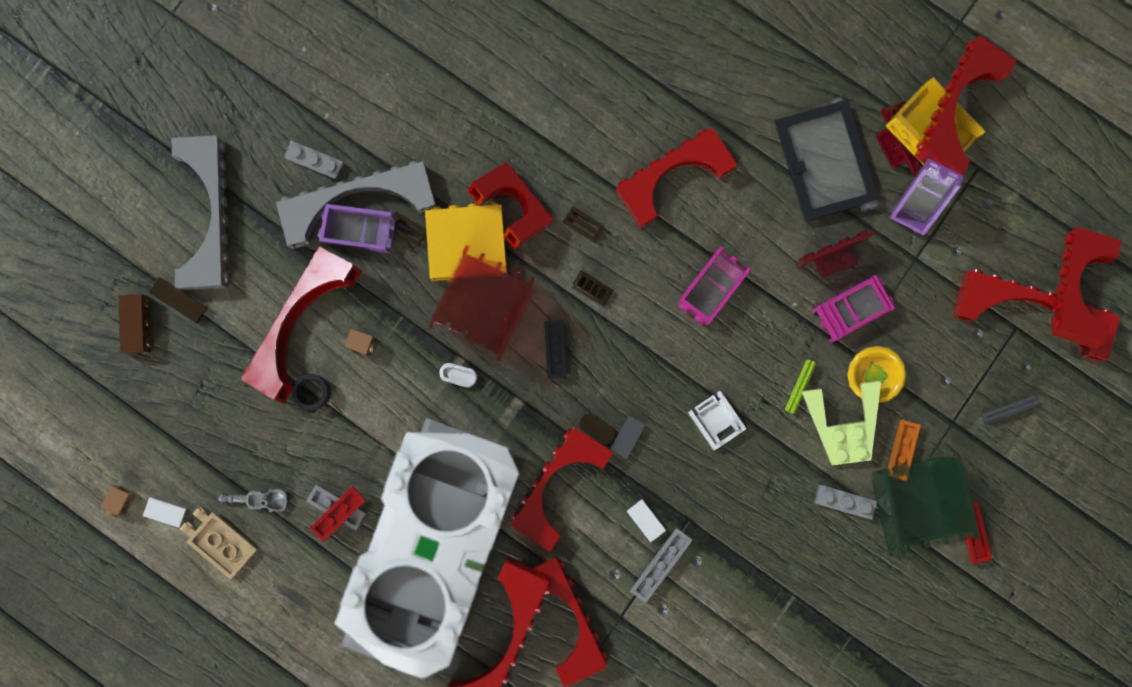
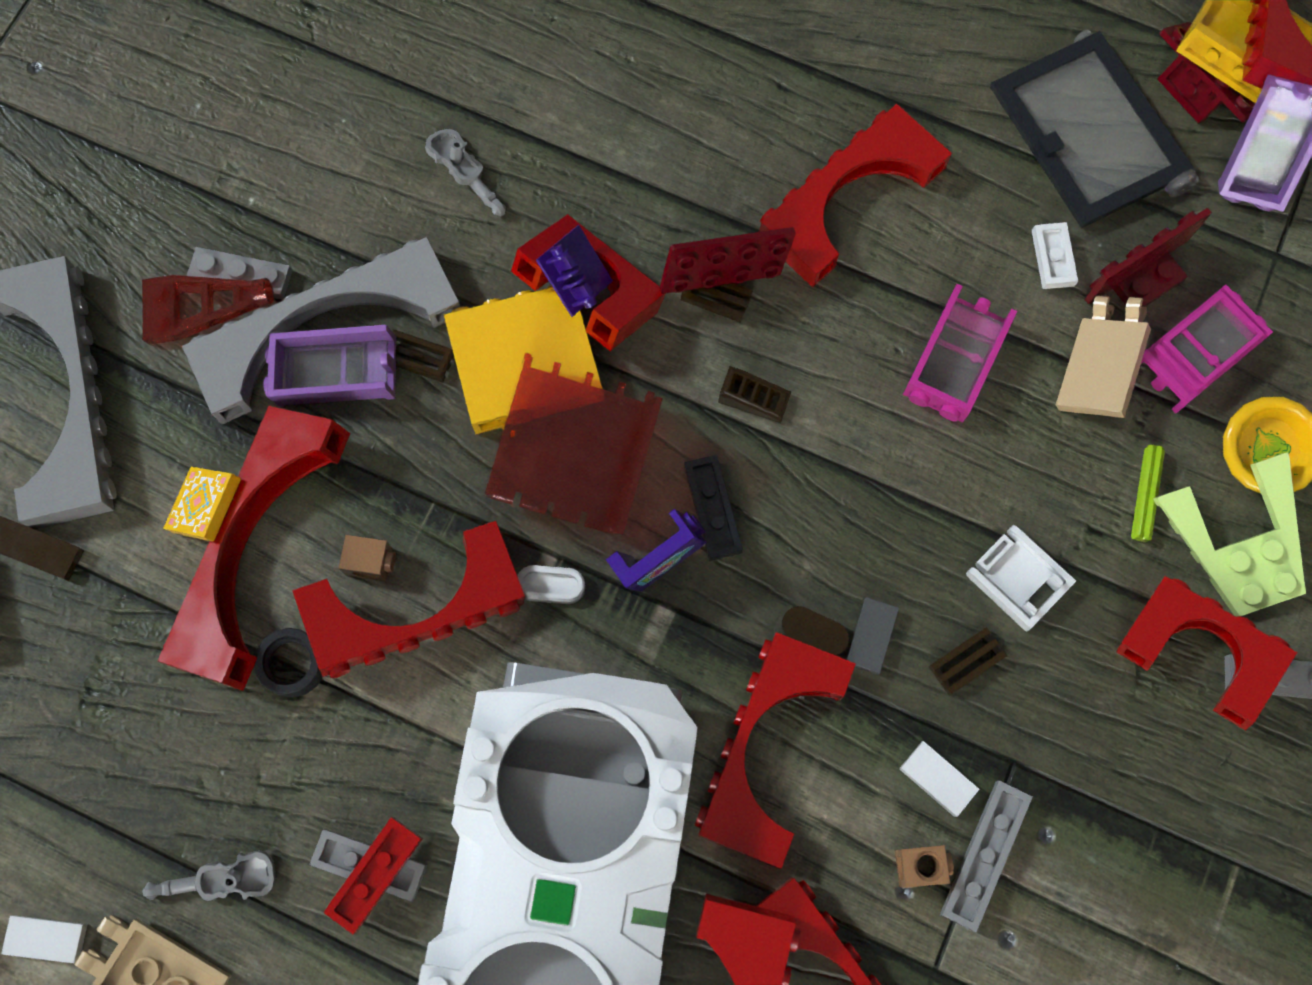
camera: 15 degrees left, 10 degrees down
(268, 170) = (162, 304): none -> clear red plate
(275, 295) = (202, 503): none -> yellow tile
(341, 387) = (346, 640): none -> red arch
(445, 105) = (449, 149): none -> light grey piece
(502, 379) = (661, 560): none -> dark purple panel
(503, 200) = (574, 271): none -> dark purple hinge
(590, 207) = (726, 260): none -> dark red bracket
(617, 564) = (908, 871): none -> medium nougat brick
(691, 454) = (991, 644): none -> dark brown tile
(783, 236) = (1054, 255): none -> white plate
(795, 306) = (1105, 360): none -> tan tile
(796, 455) = (1257, 657): none -> red arch

